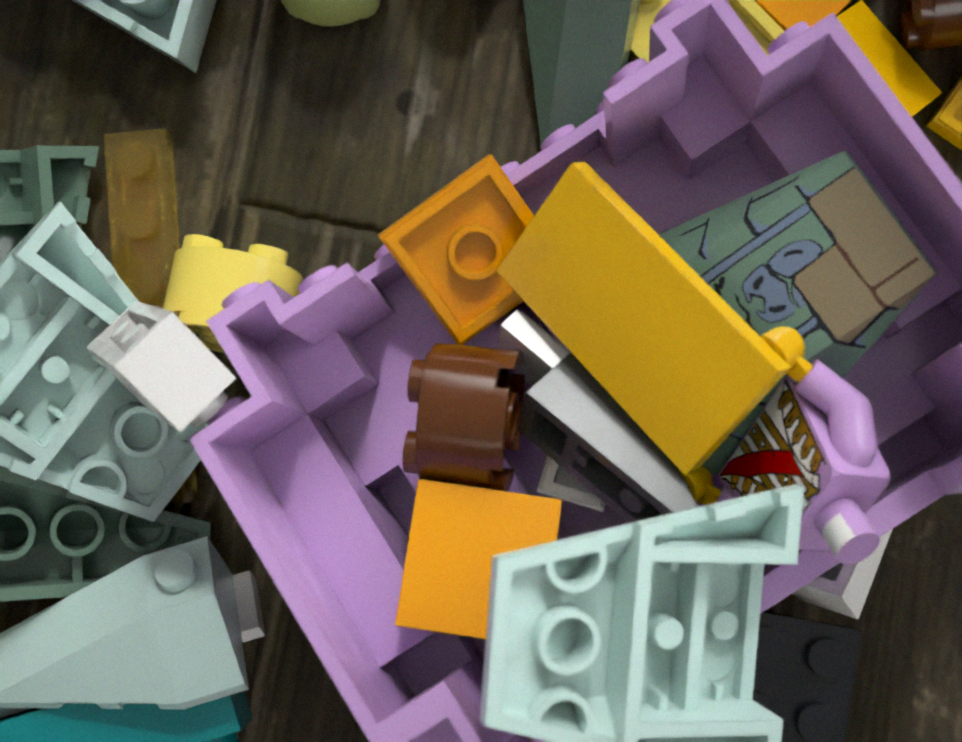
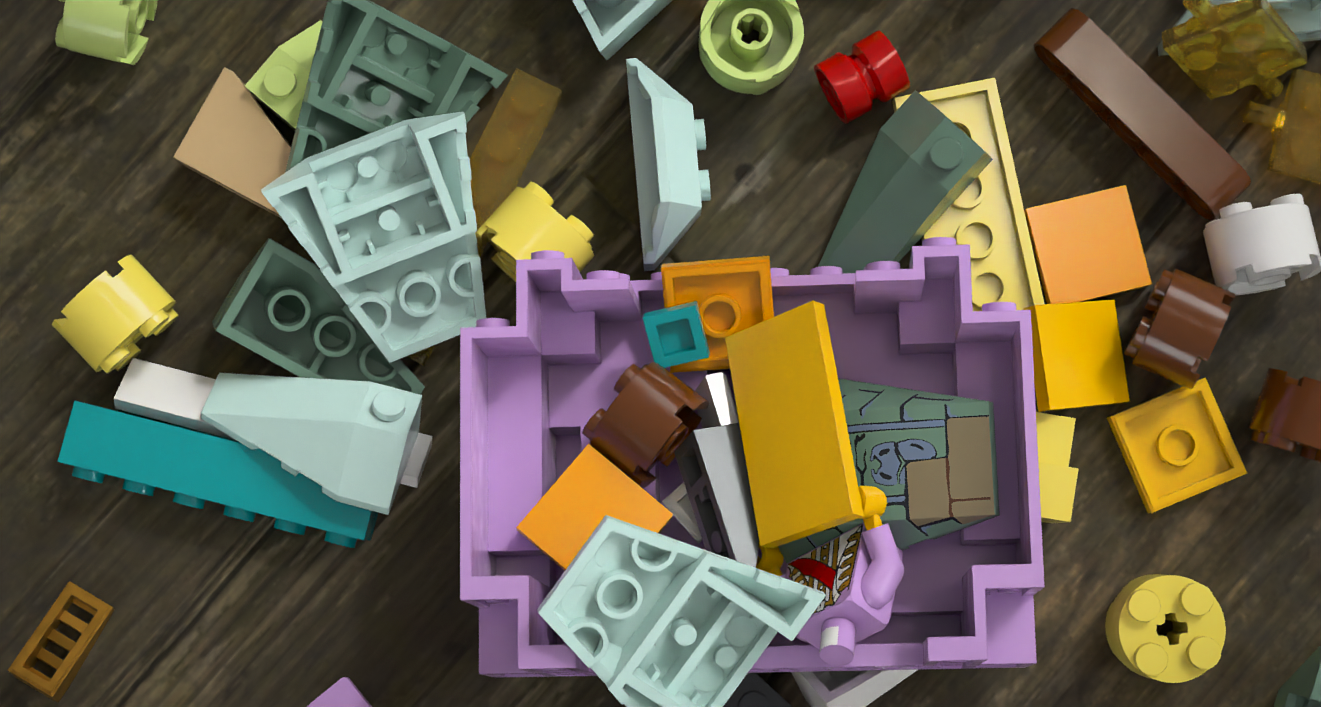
camera: 30 degrees right, 0 degrees up
(163, 365) = (467, 265): white brick -> none
(317, 134) = (665, 162): none -> light aqua wedge
(441, 299) = (676, 335): none -> teal plate

